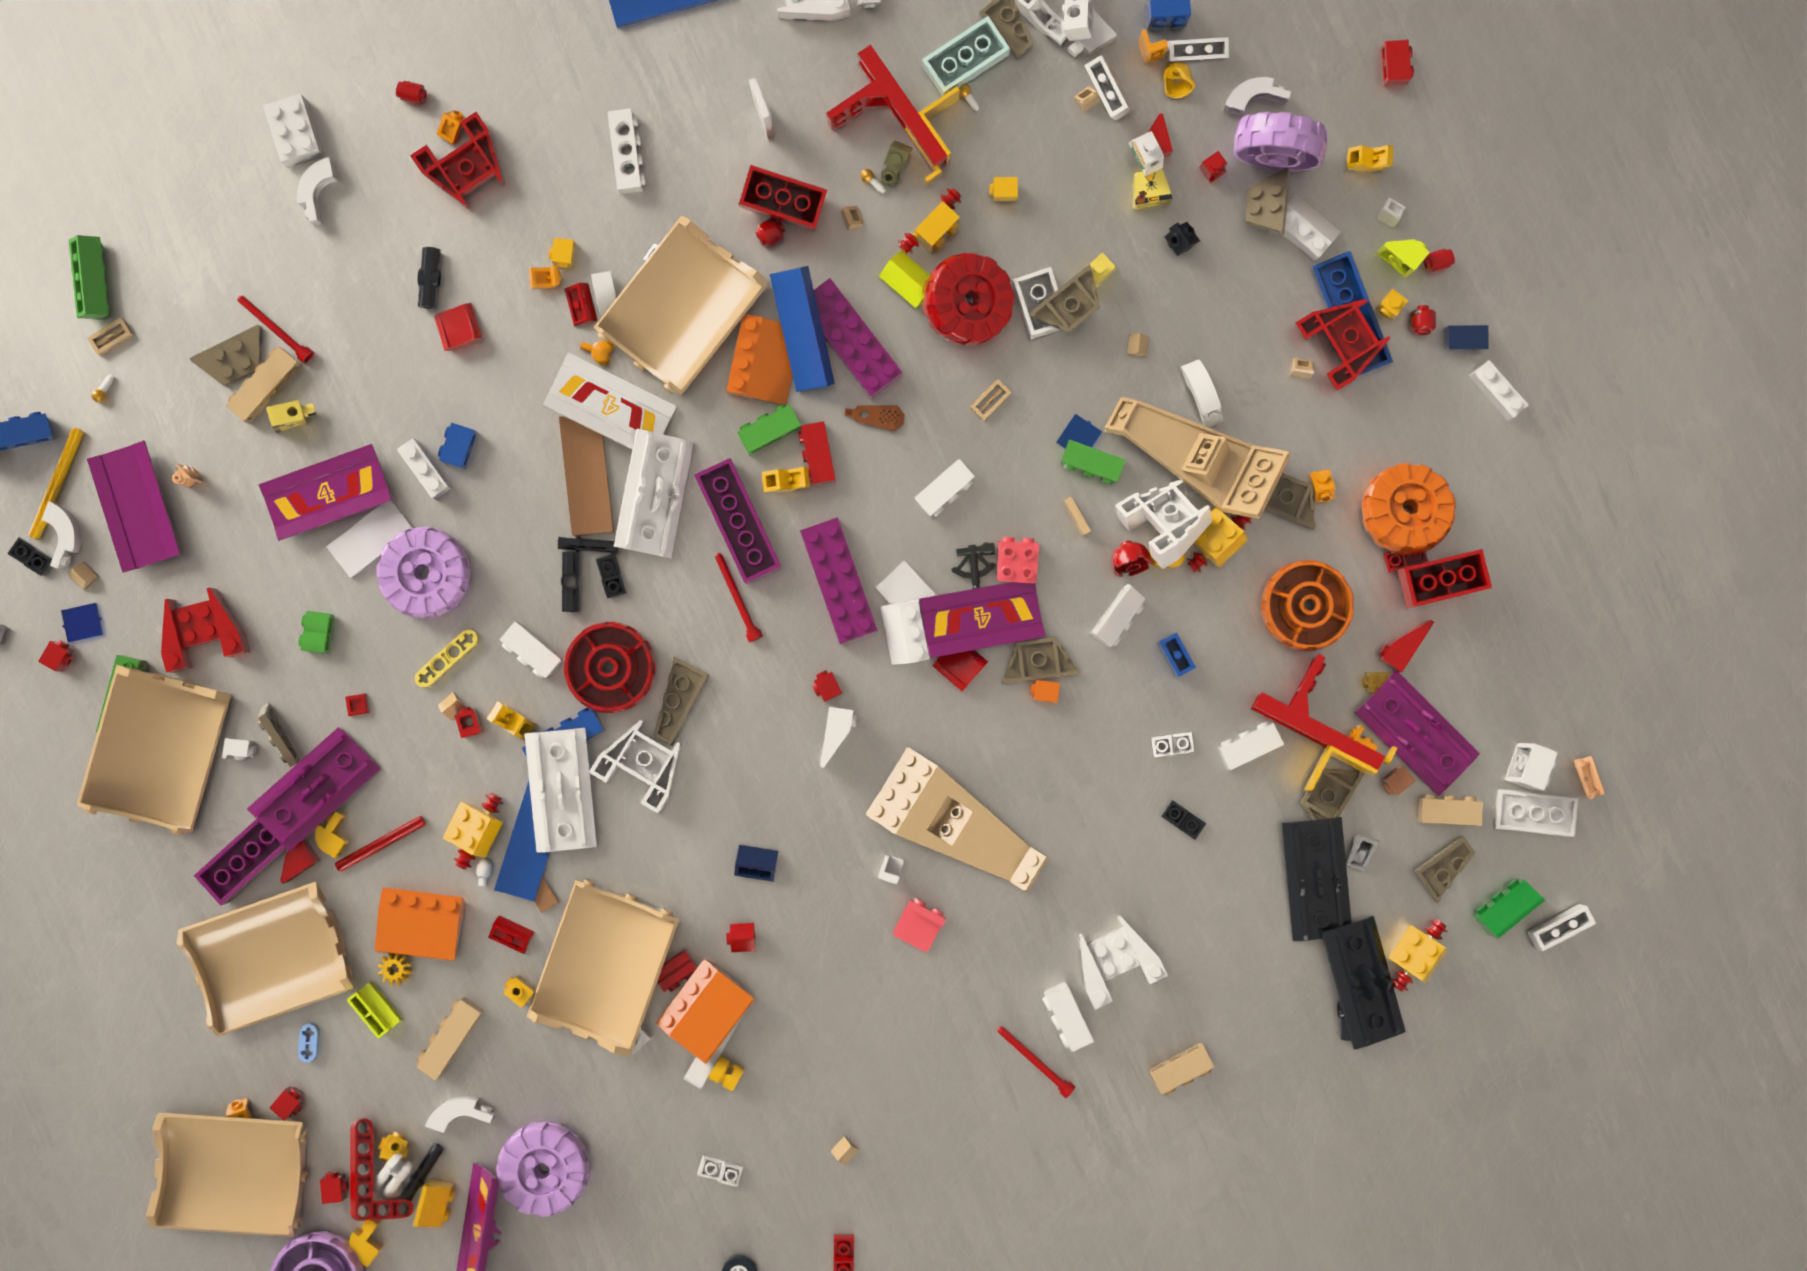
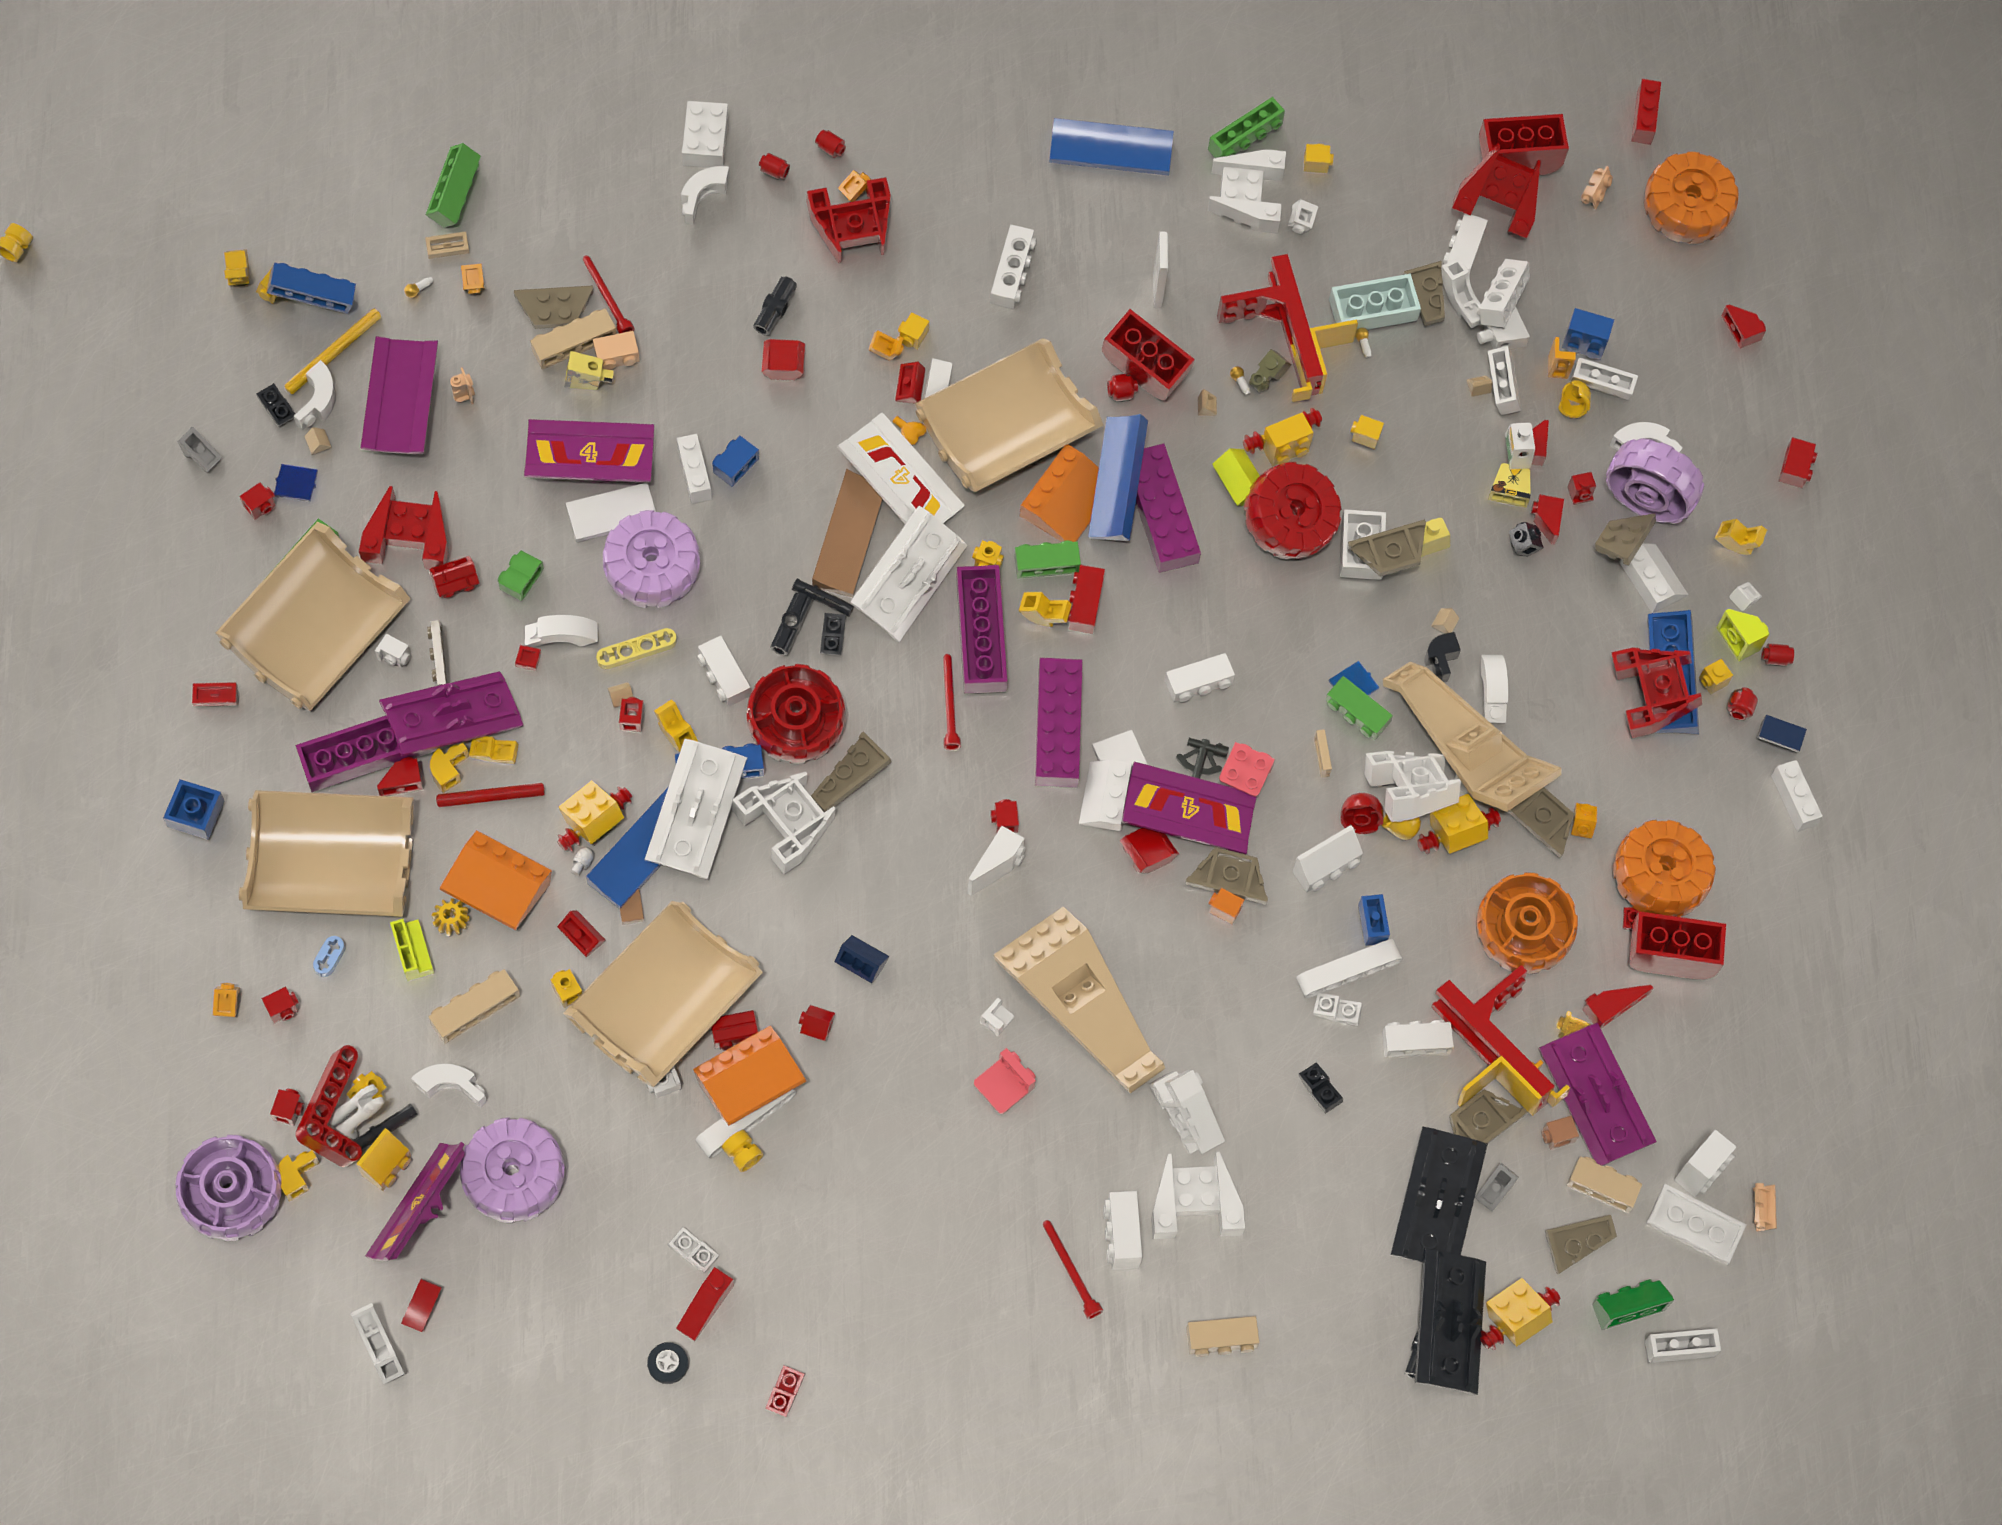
camera: 20 degrees right, 20 degrees down
(103, 850) = (214, 694): none -> red plate
(134, 964) = (193, 809): none -> blue brick
(147, 362) = (472, 278): none -> light orange bracket
(228, 1174) = (189, 1046): tan panel -> none
(259, 659) = (454, 577): none -> red brick
(307, 381) = (617, 350): none -> light nougat brick
(365, 802) = (494, 750): none -> yellow slope
(369, 136) = (774, 166): none -> red brick
(375, 671) = (561, 629): none -> white arch
(721, 454) = (988, 554): none -> yellow brick
(749, 1212) = (705, 1303): none -> red slope
(844, 1150) = (832, 1282): tan slope -> none
(874, 416) = (1157, 585): dark orange piece -> none
(996, 405) = (1262, 623): tan tile -> none
(1081, 894) = (1188, 1110): none -> white wedge
(1142, 379) = (1440, 650): none -> black brick
(1170, 705) = (1349, 968): none -> white beam
(1193, 206) = (1548, 516): none -> red slope
(1302, 368) = (1603, 704): tan slope -> none

